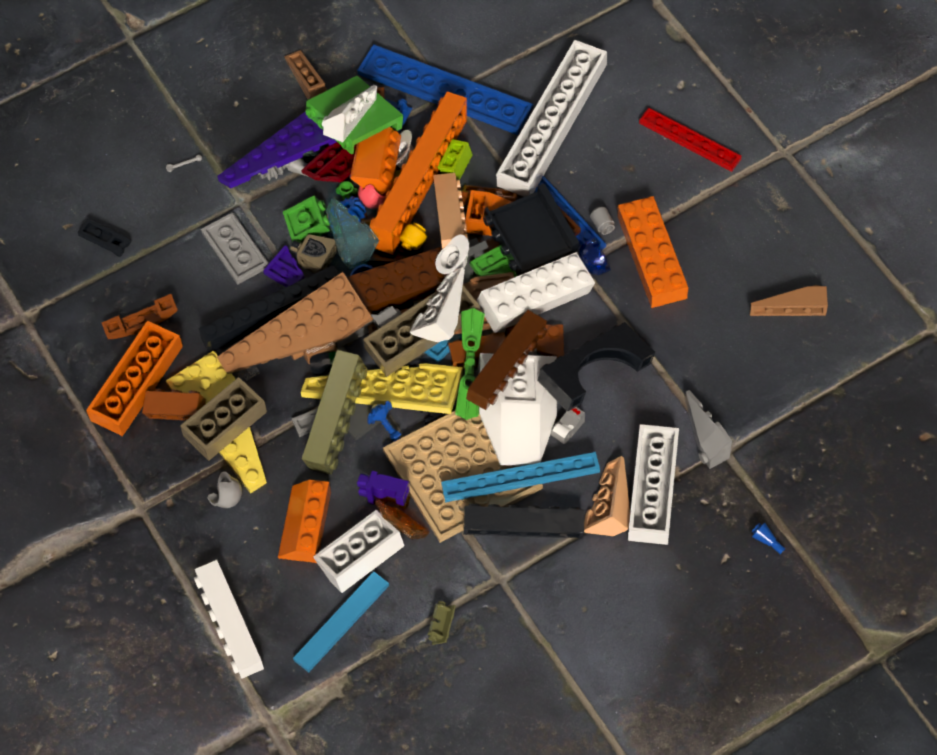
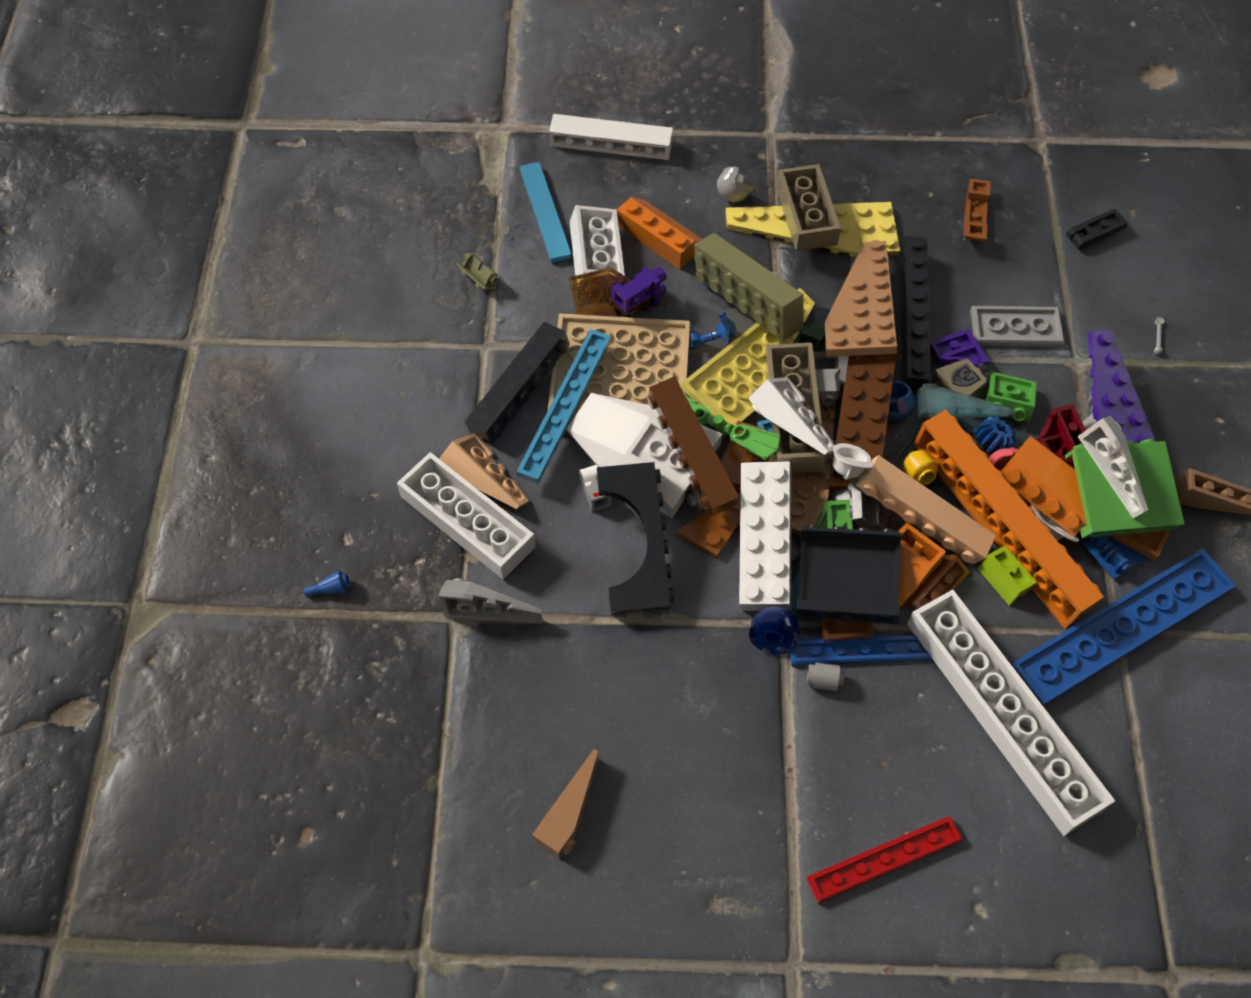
camera: 120 degrees right, 0 degrees up
(135, 374) = (907, 176): orange brick -> none
(172, 405) = (855, 186): dark orange brick -> none
(652, 252) = (745, 699): orange brick -> none

